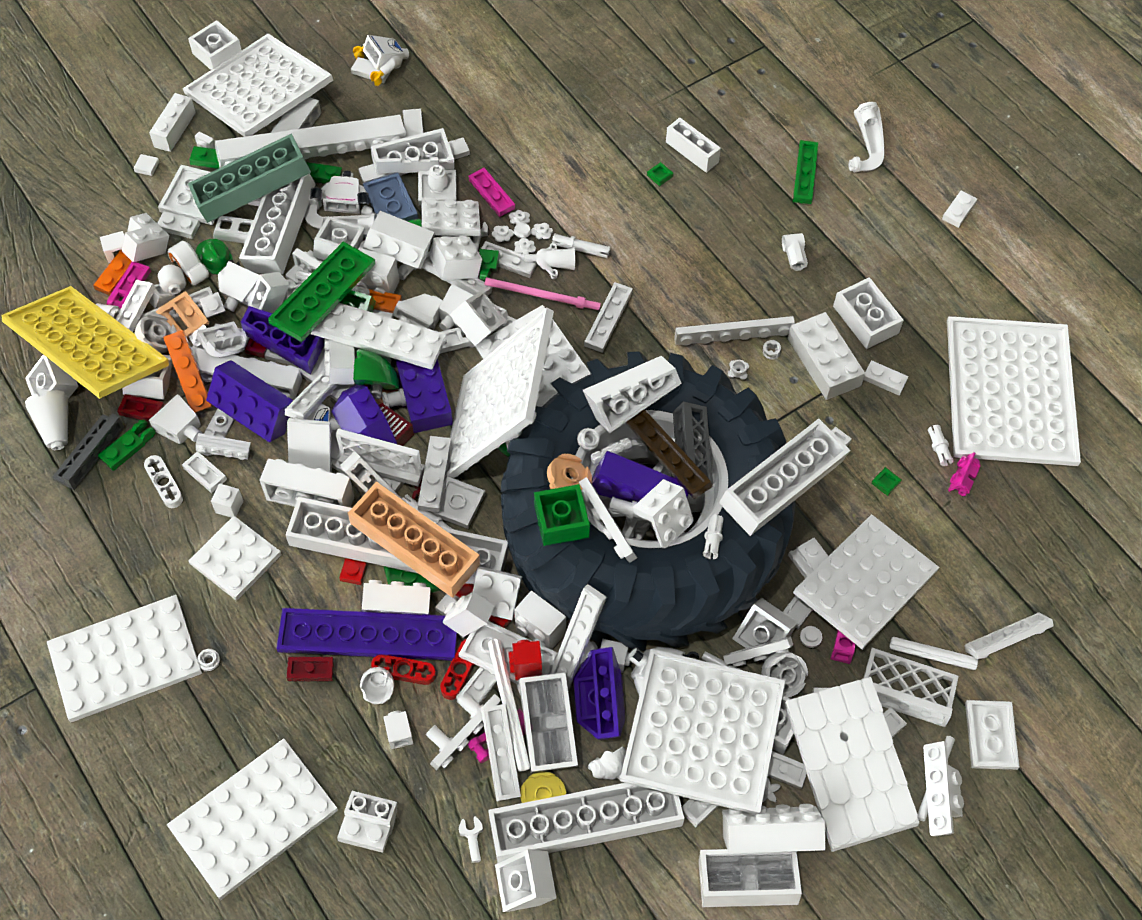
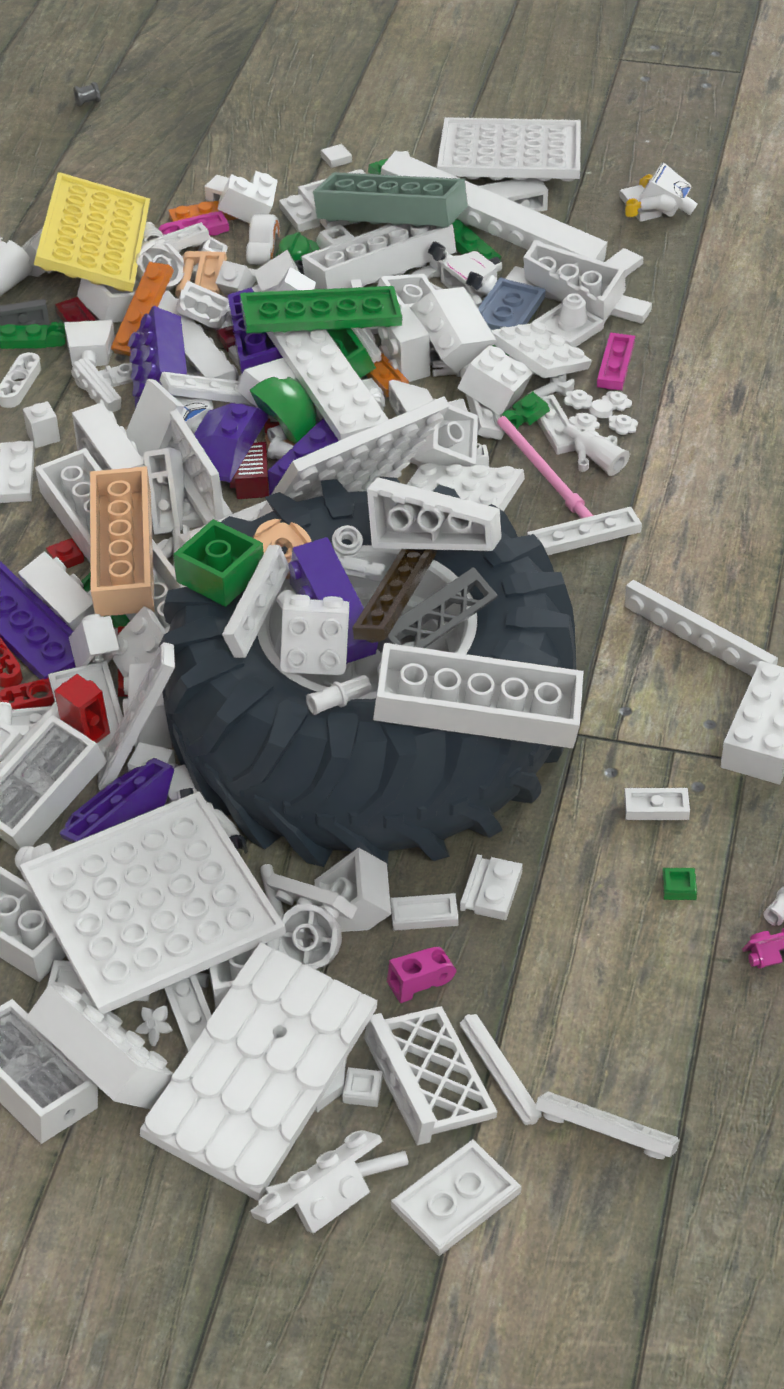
camera: 50 degrees right, 15 degrees down
(171, 279) = (232, 241): white head -> none
(172, 122) = (399, 134): white brick -> none
(204, 472) = (58, 392): white plate -> none
(214, 45) = (515, 98): white brick -> none
(416, 317) = (392, 399): white tile -> none
(581, 246) = (643, 459): white pin -> none
(740, 365) = (657, 668): white plate -> none
(773, 345) = (717, 686): white bush -> none
(811, 636) = (392, 943): white plate -> none
(866, 581) = (518, 940): white plate -> none

